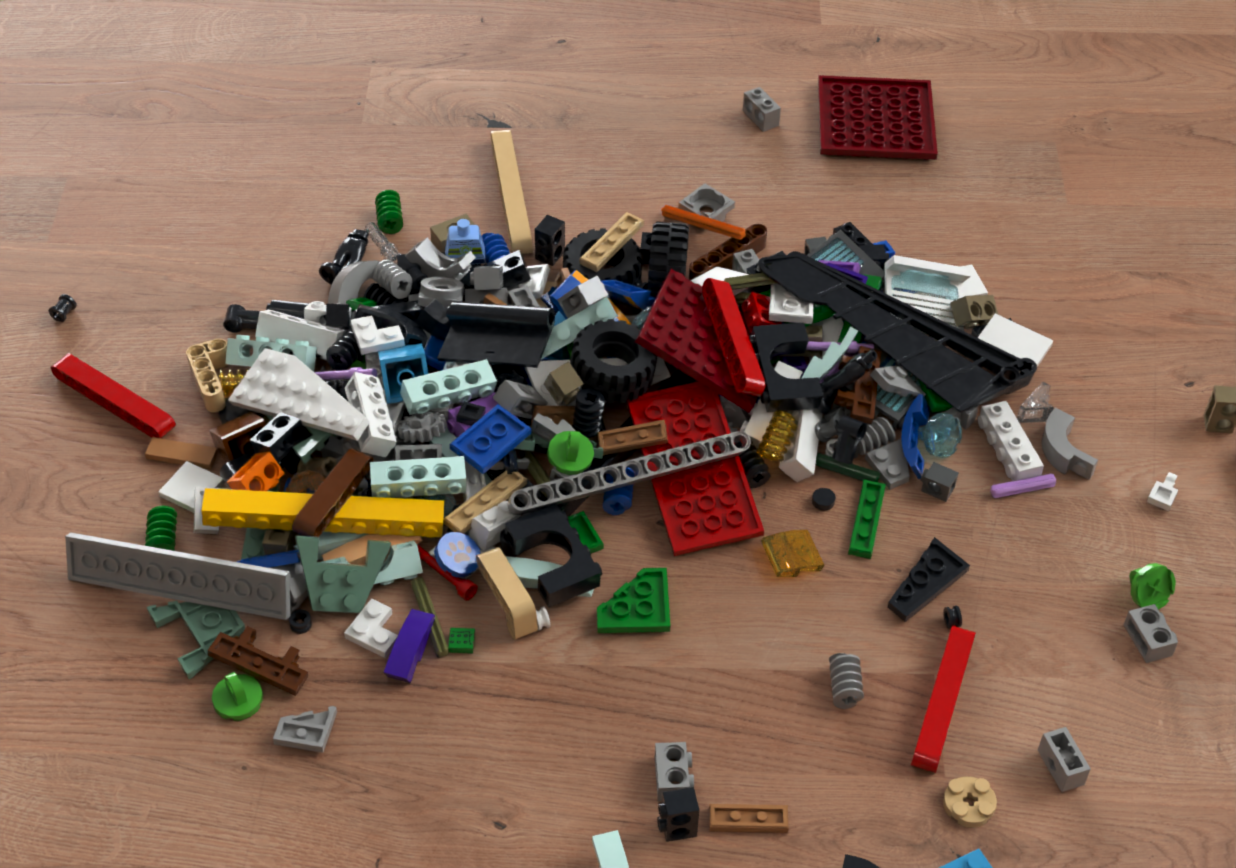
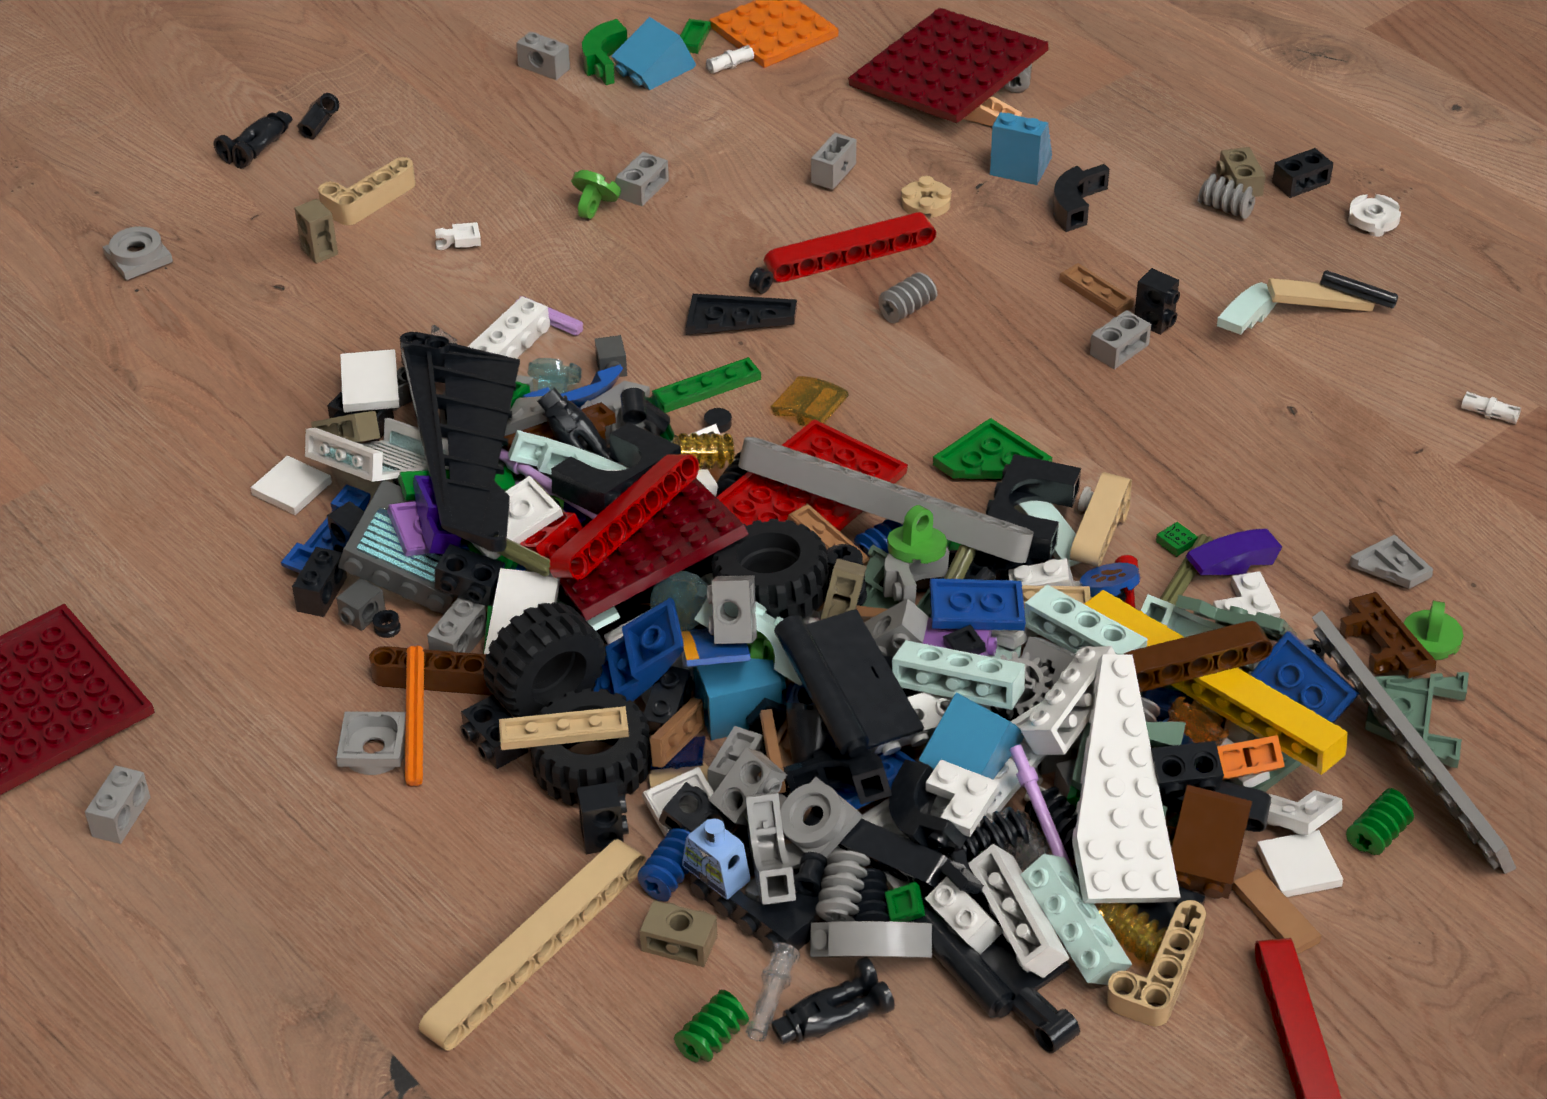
camera: 130 degrees left, 5 degrees down
(1060, 451) = (471, 315): light grey arch -> none

